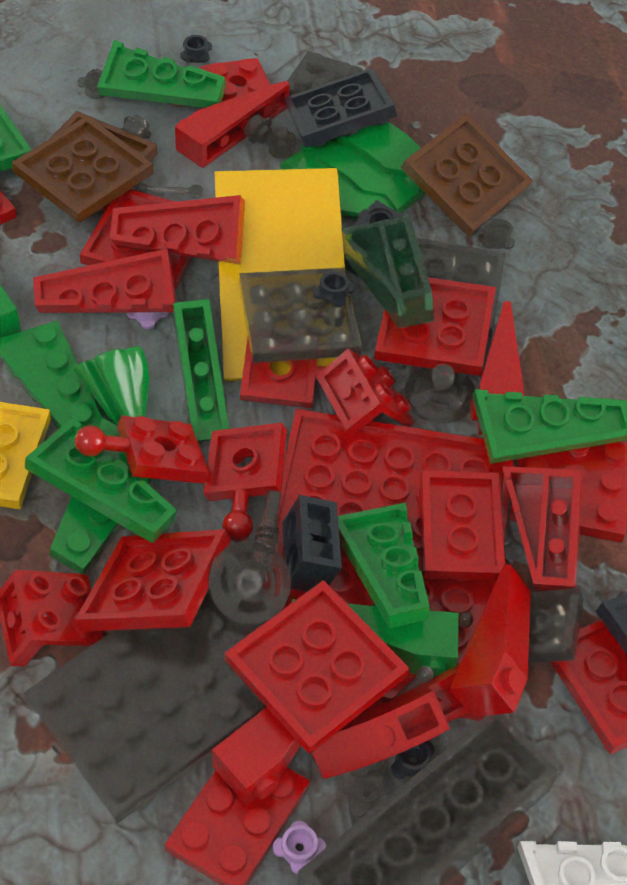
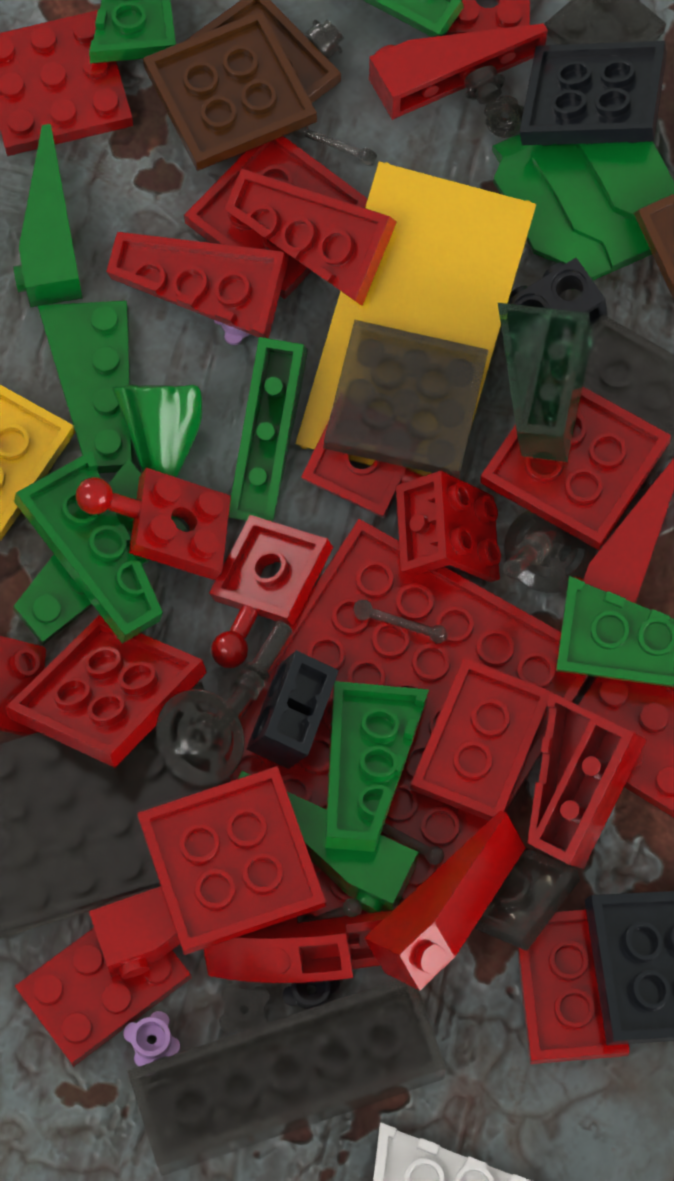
camera: 25 degrees right, 15 degrees up
(329, 466) = (363, 611): none -> clear smoke hinge
(333, 288) = (456, 370): black plate -> none

